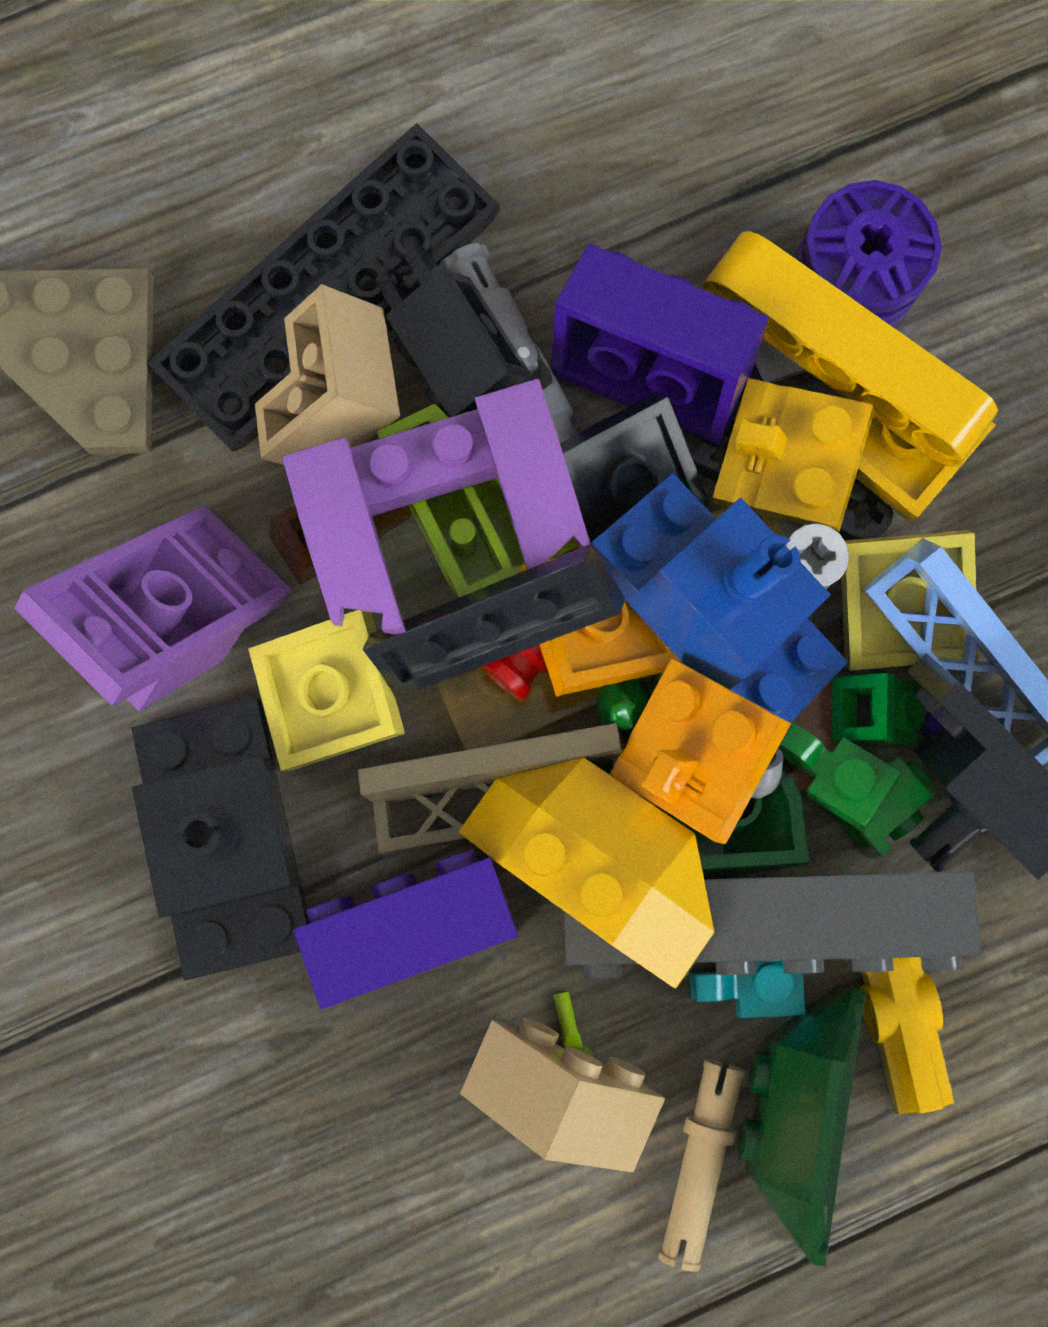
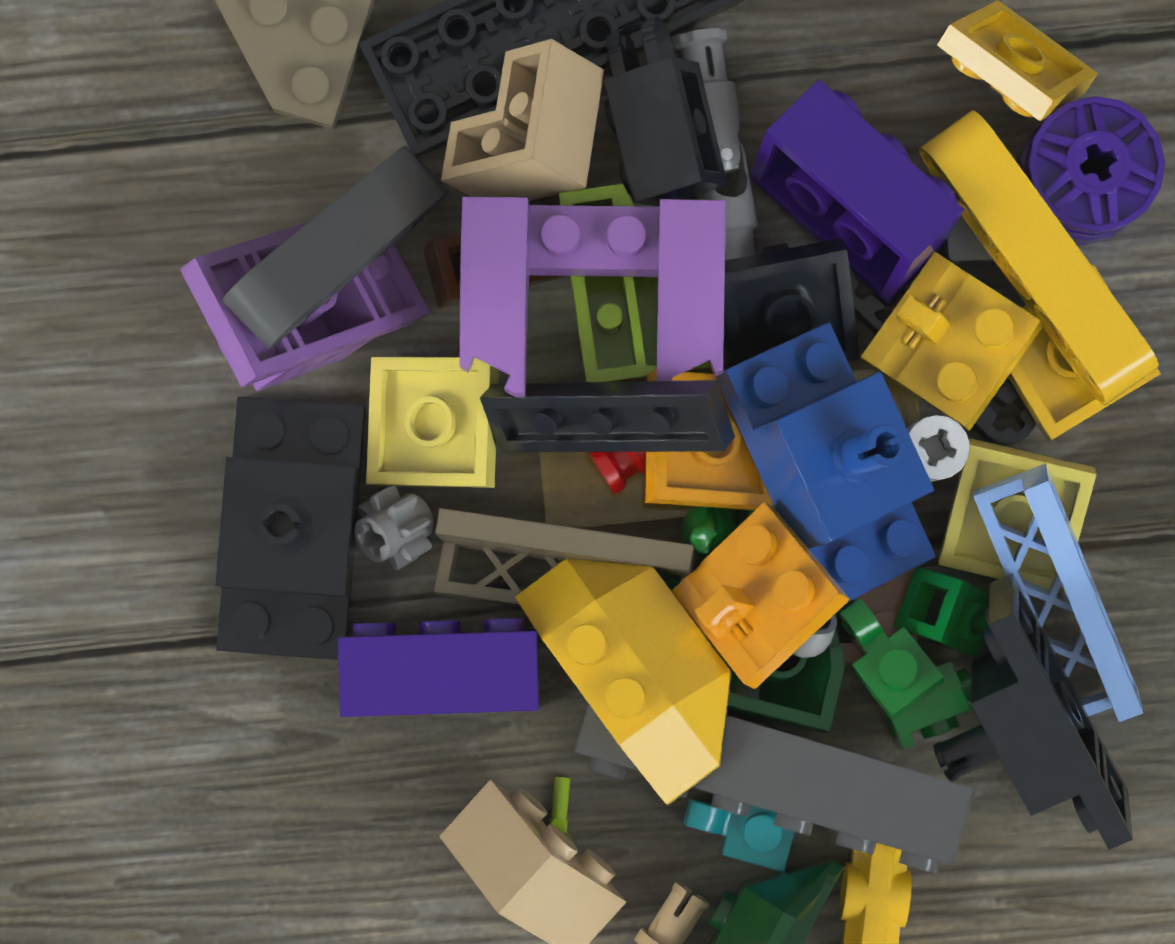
camera: 20 degrees right, 5 degrees up
(167, 549) = (334, 247): none -> dark grey beam
(320, 803) = (394, 527): none -> light grey gear
(770, 187) = (1016, 60): none -> yellow hinge

